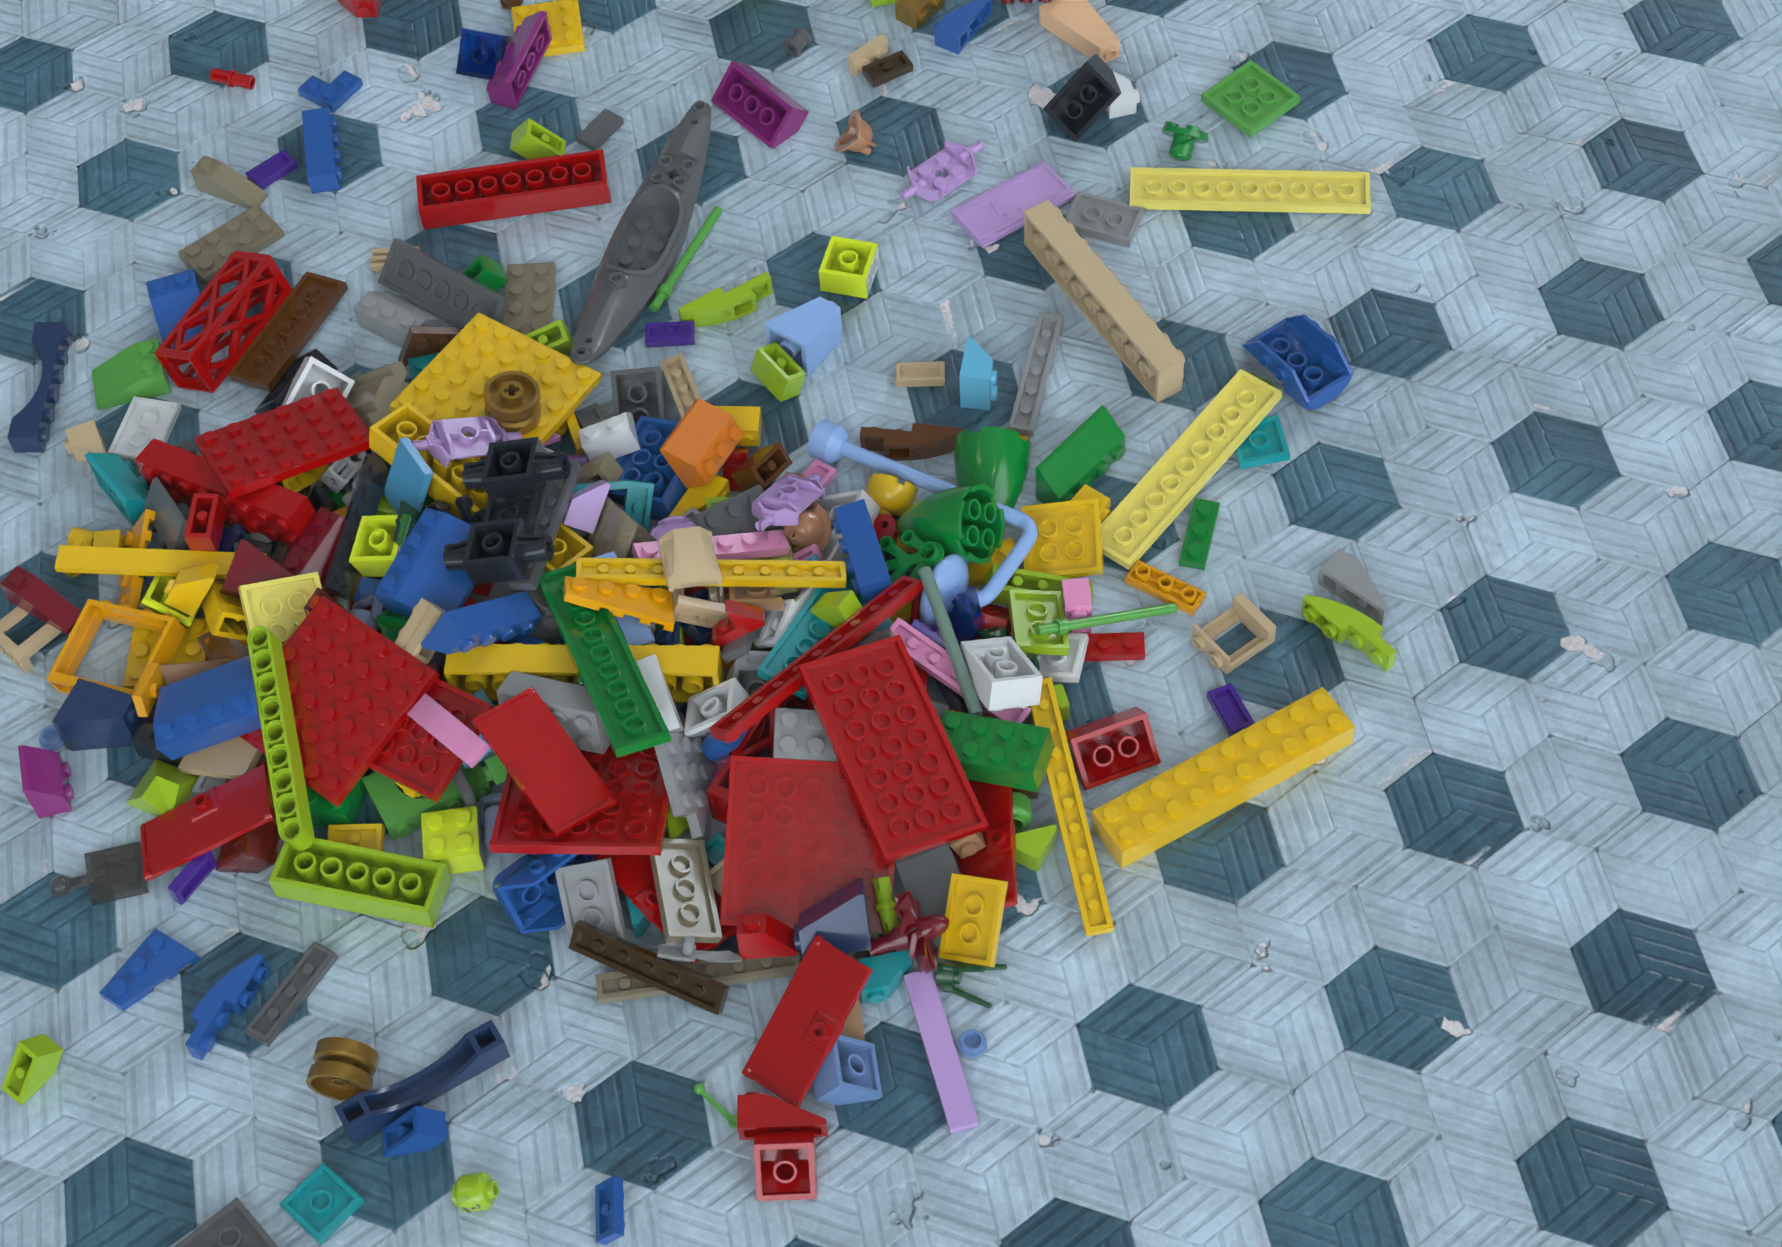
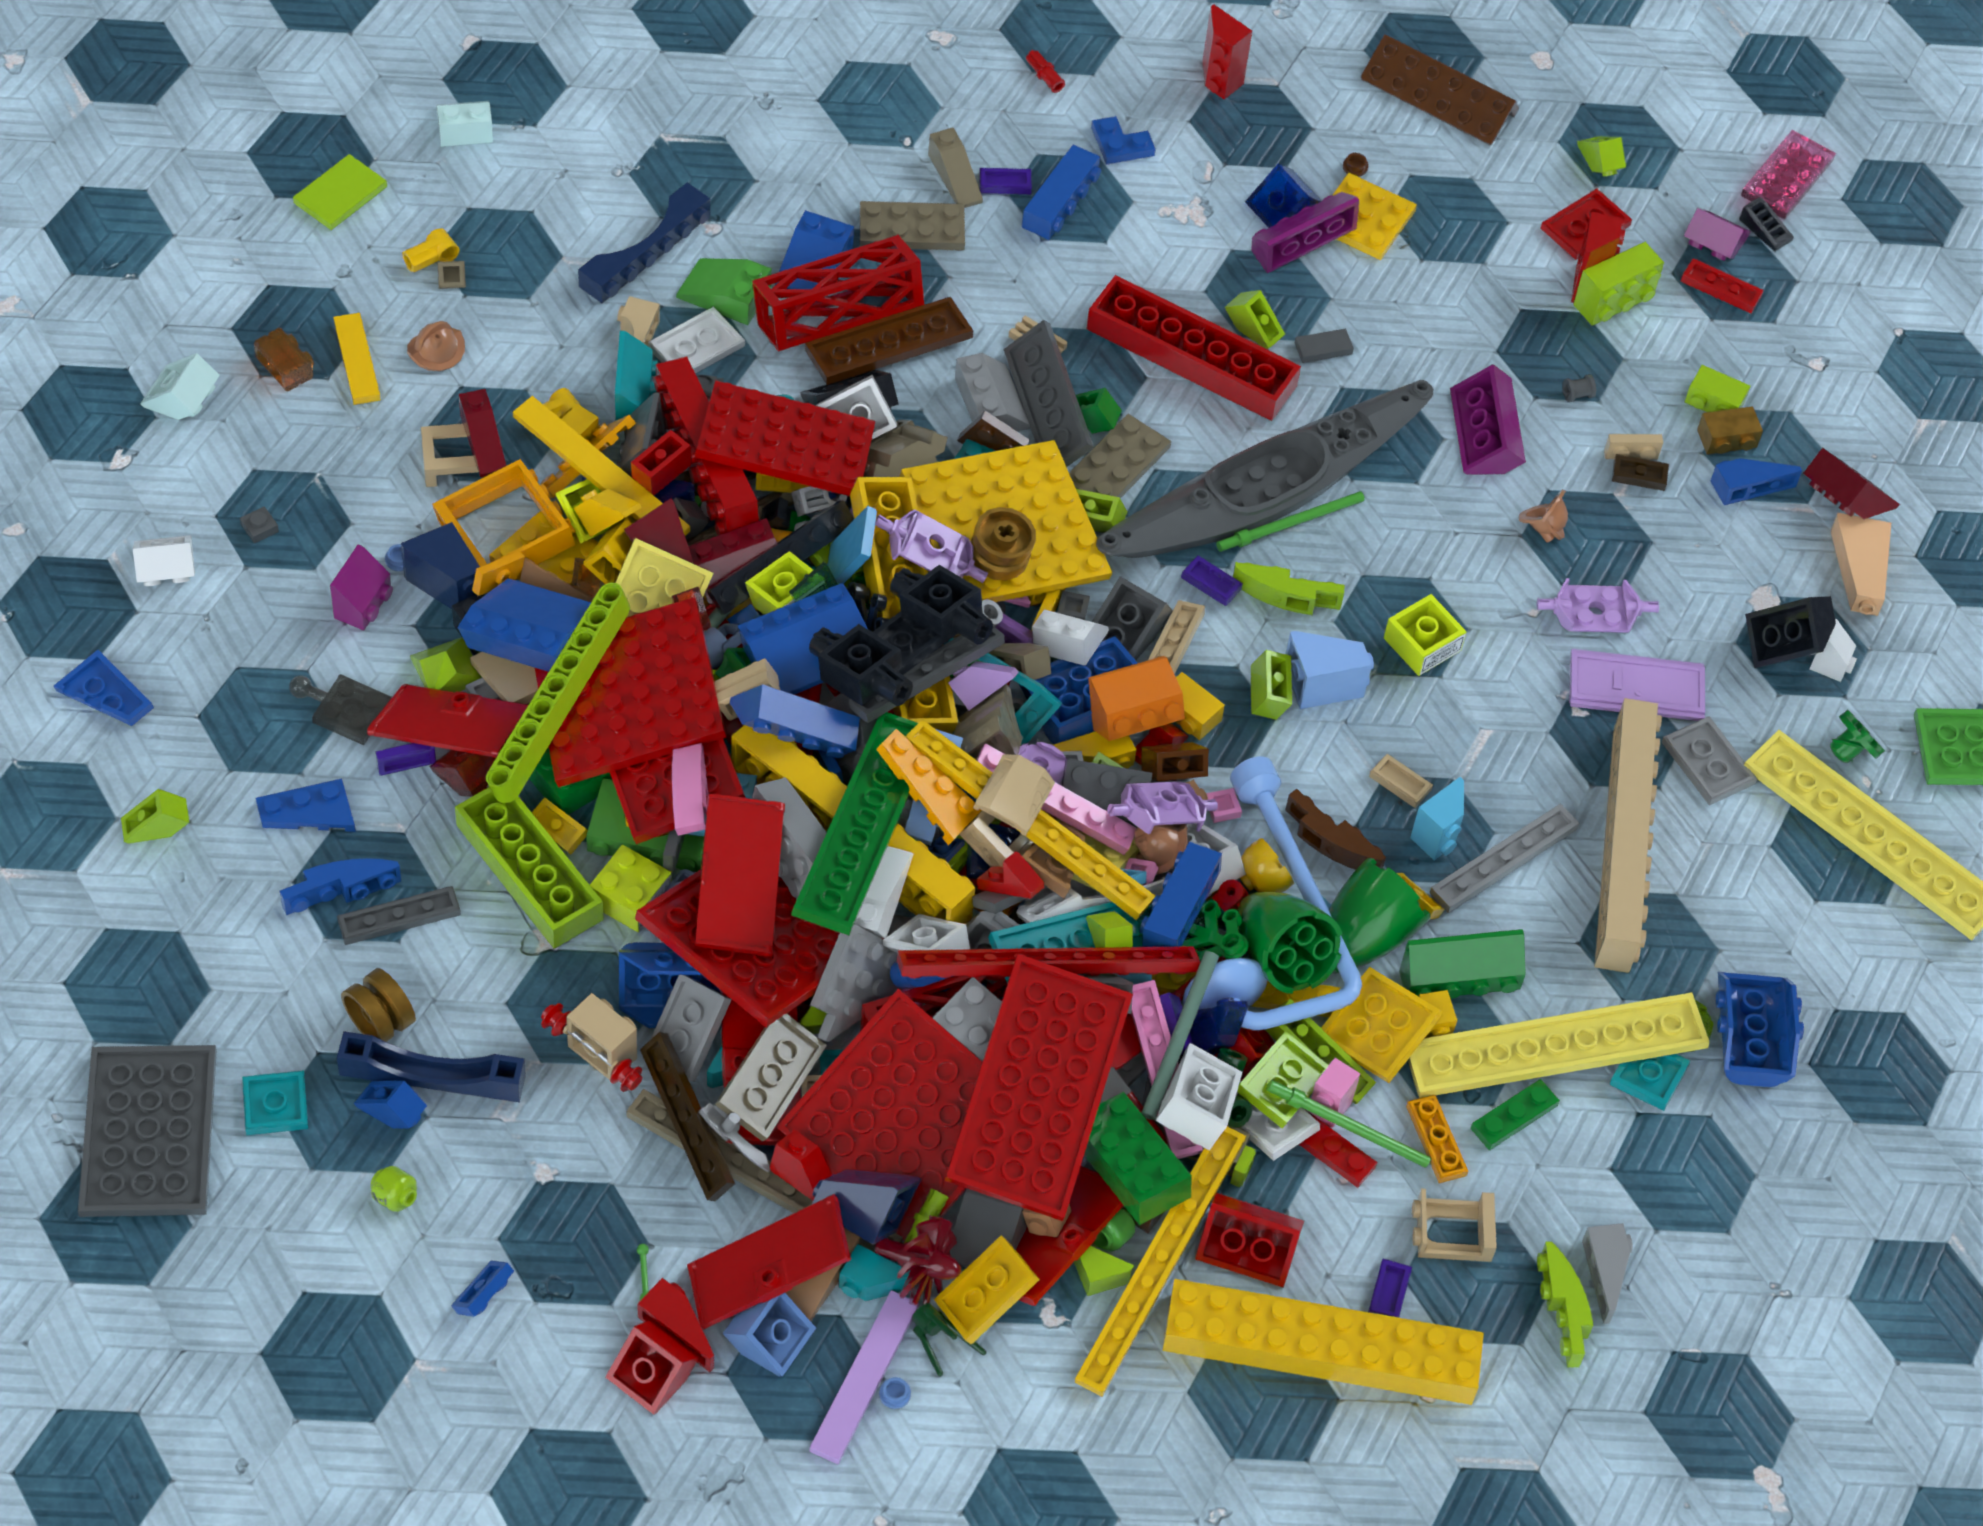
camera: 30 degrees right, 0 degrees up
(532, 962) = (599, 1038): none -> tan brick

